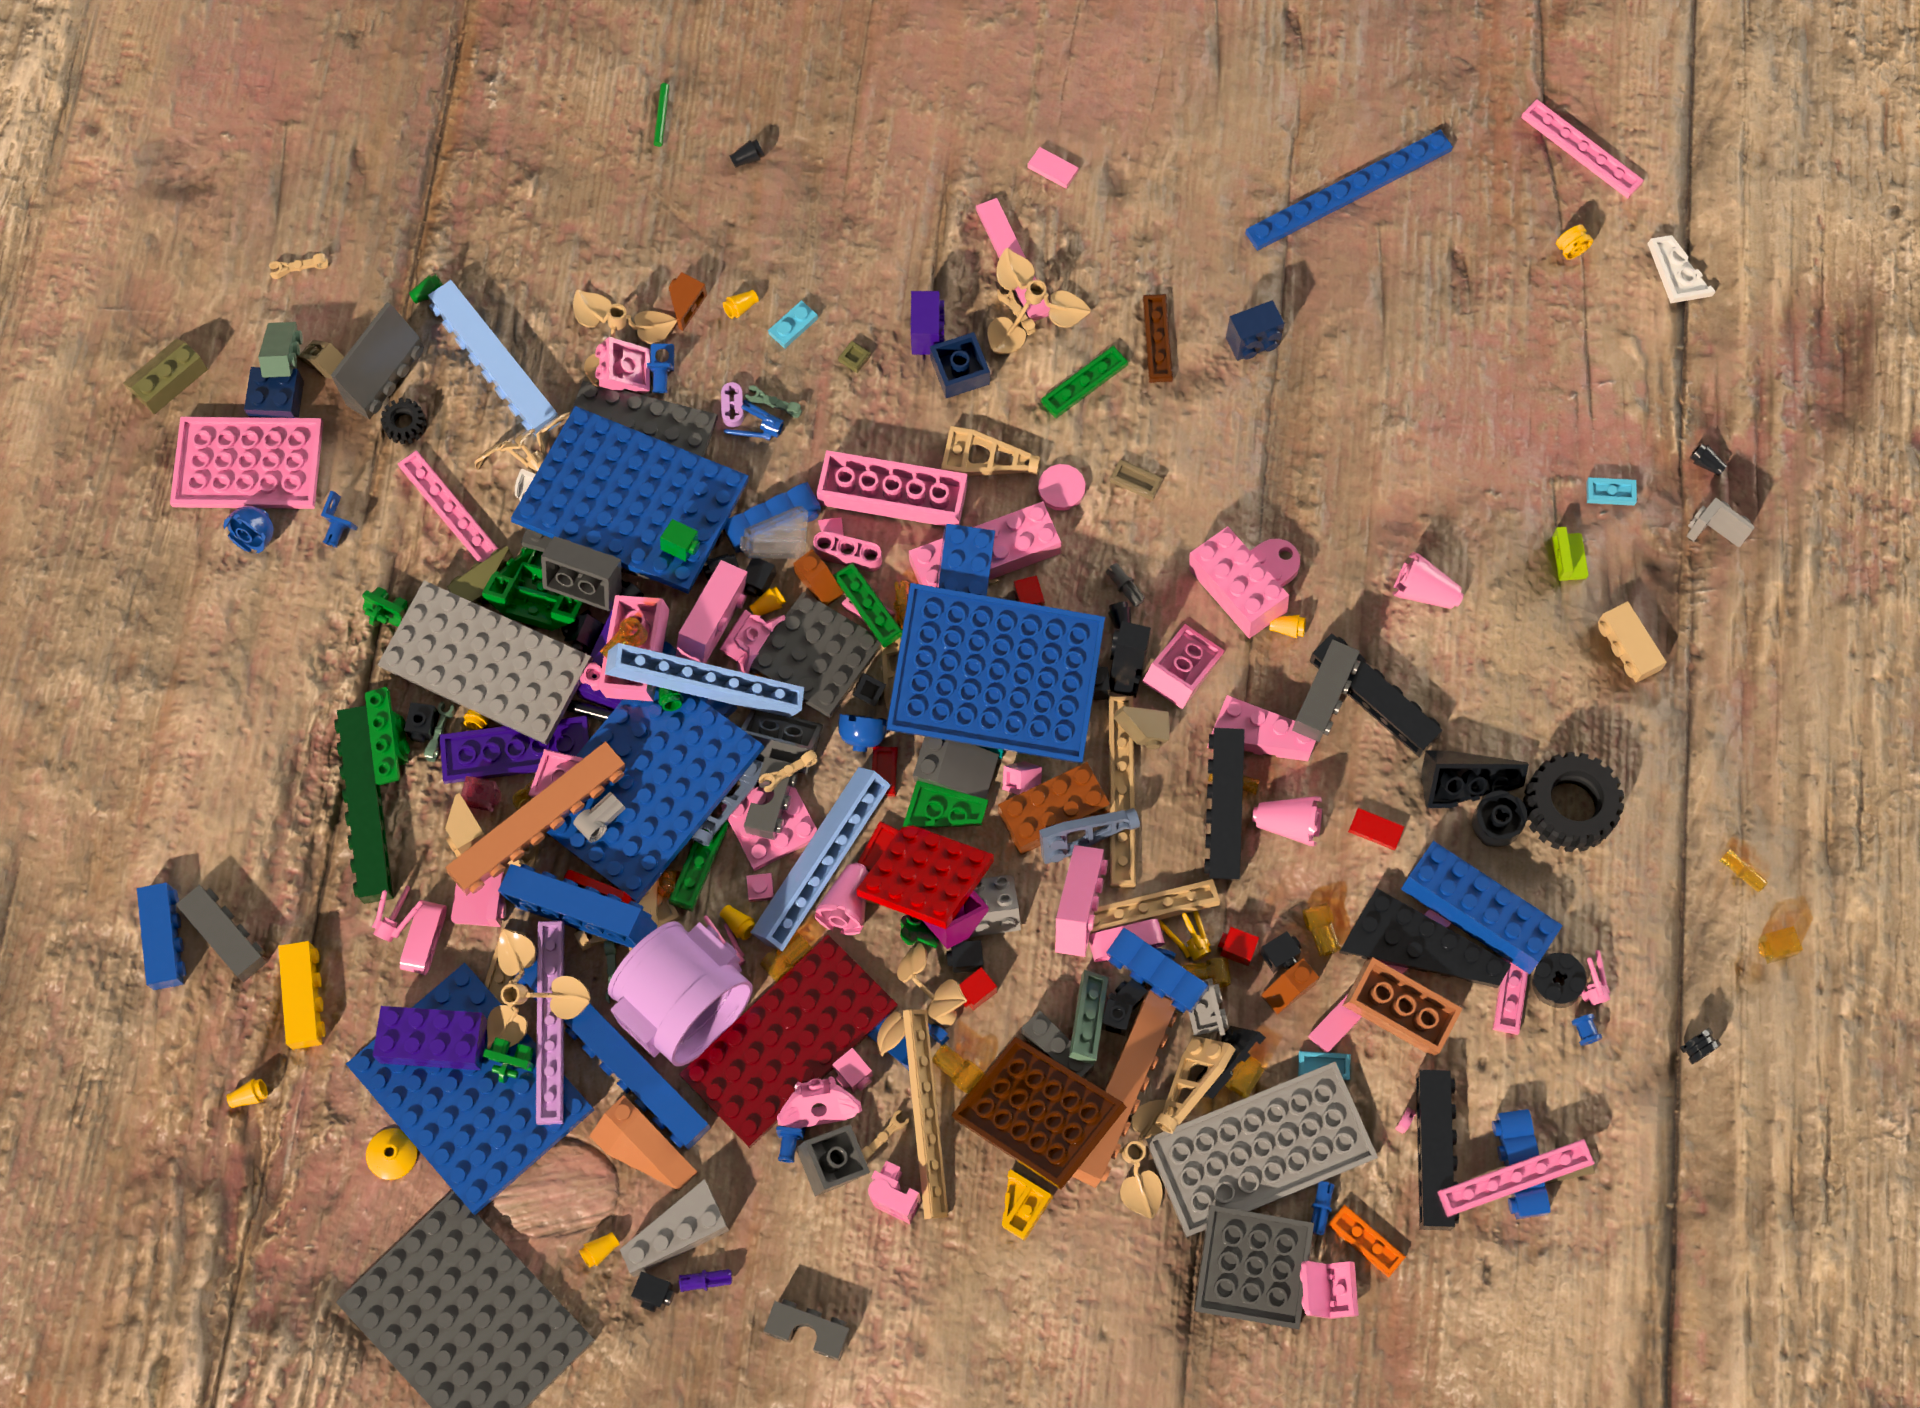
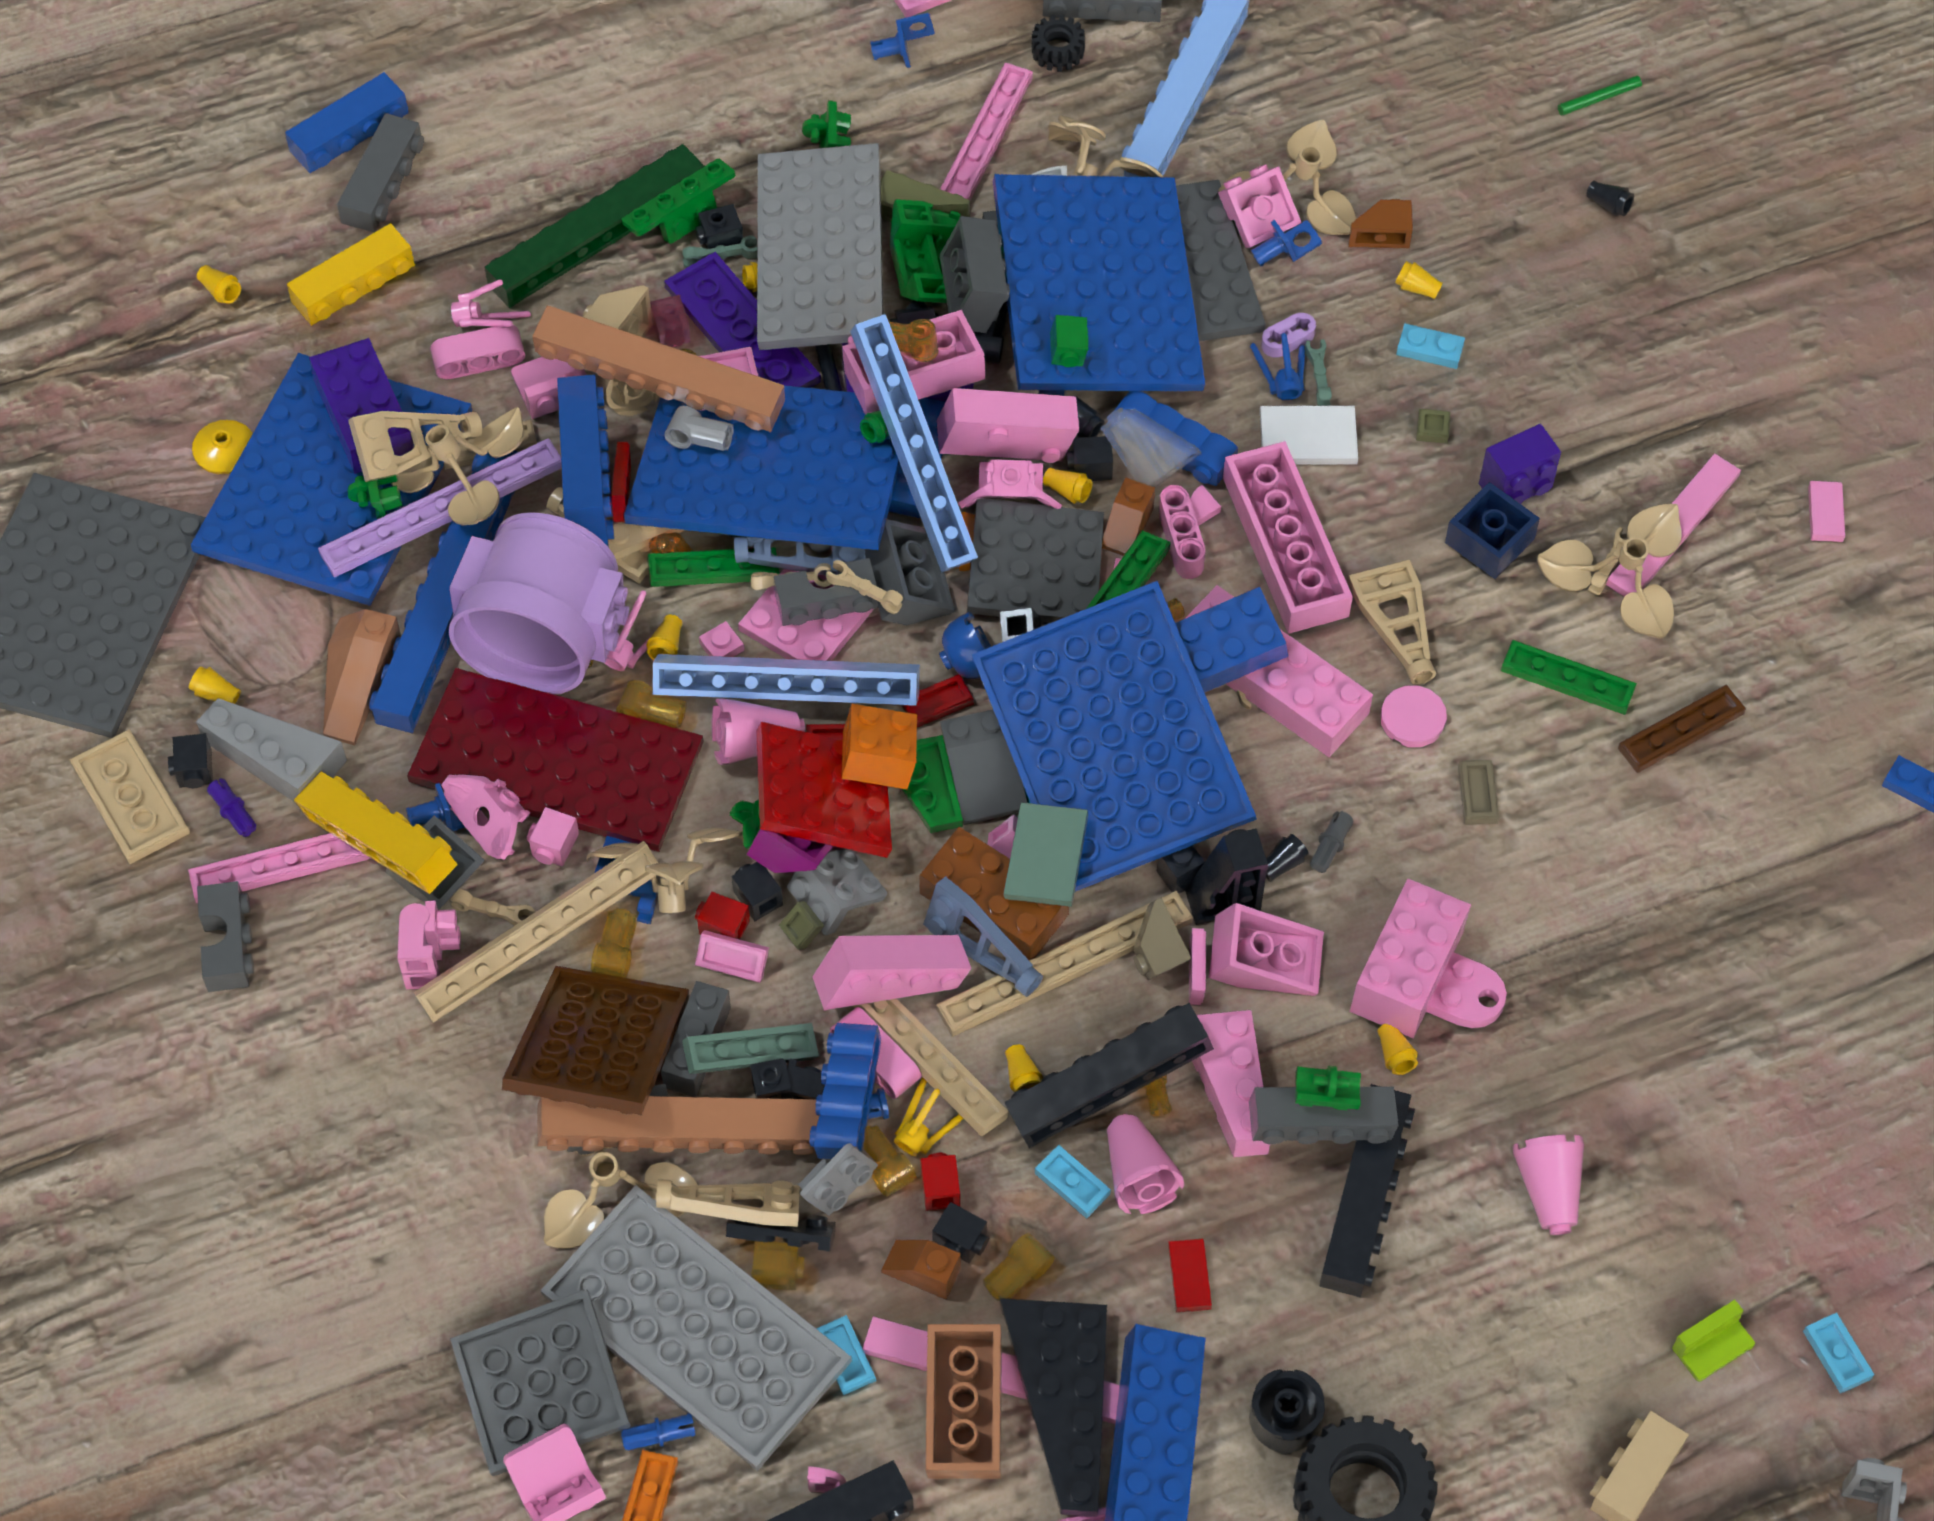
camera: 60 degrees right, 10 degrees down
(482, 1041) = (375, 447): none -> tan plate
(652, 1349) = (129, 796): none -> tan tile
(735, 832) = (764, 580): none -> tan piece
(768, 1257) = (278, 863): none -> bright pink tile
(795, 1187) = (376, 831): none -> yellow brick
(817, 430) = (1312, 433): none -> white tile
(915, 823) = (879, 746): none -> orange piece
(1007, 996) = (732, 956): none -> bright pink tile
(1008, 941) = (801, 925): none -> olive tile
(1023, 1205) = (481, 1097): yellow wing -> none
(1028, 591) = (1249, 743): red brick -> none
(1056, 759) = (1046, 854): none -> sand green tile
(1176, 714) = (1197, 966): none -> bright pink tile
(1187, 856) = (1021, 1068): none -> yellow cone
(1255, 330) = (1760, 821): dark blue brick -> none
(1279, 865) = (1072, 1181): none -> medium azure plate
(1324, 677) = (1327, 1088): none -> green hips
(1460, 776) = (1318, 1339): black wedge -> none

